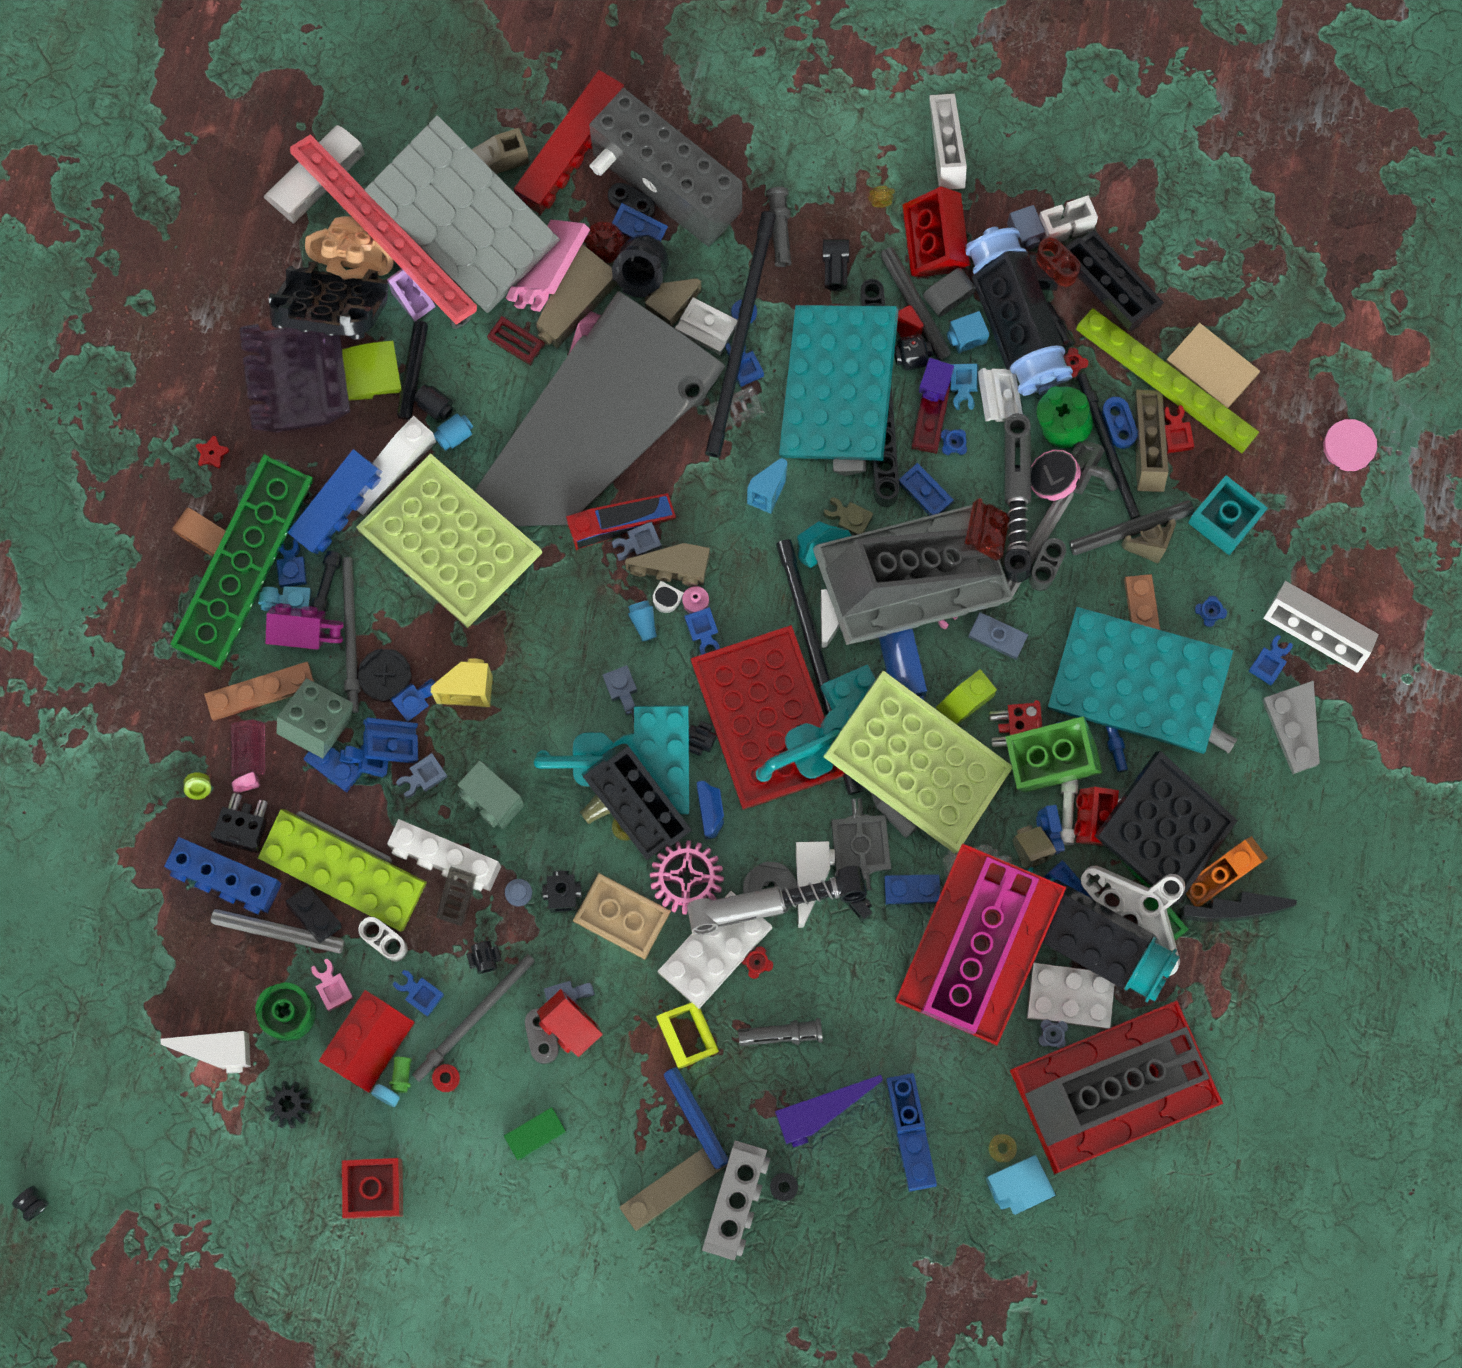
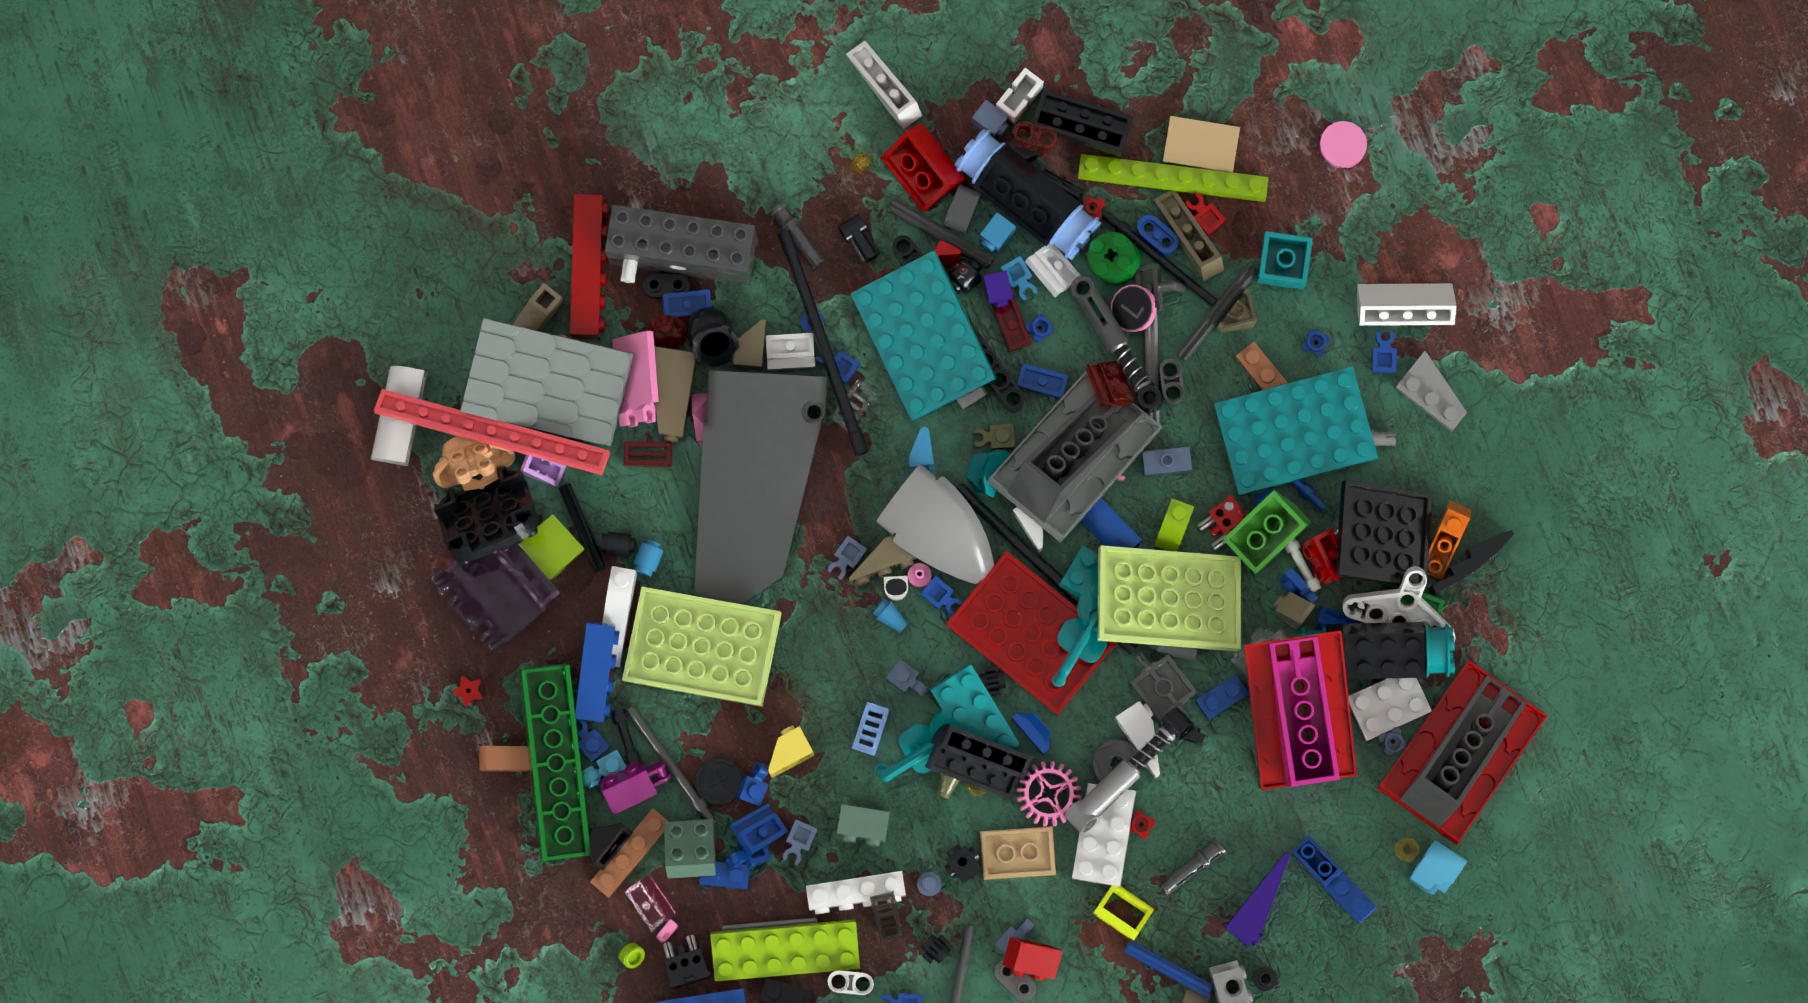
camera: 30 degrees left, 5 degrees up
(241, 666) = (606, 843): none -> black slope
(552, 706) = (877, 709): none -> light blue slope
(616, 519) = (821, 548): slope -> none
(739, 560) = (938, 527): none -> light grey panel

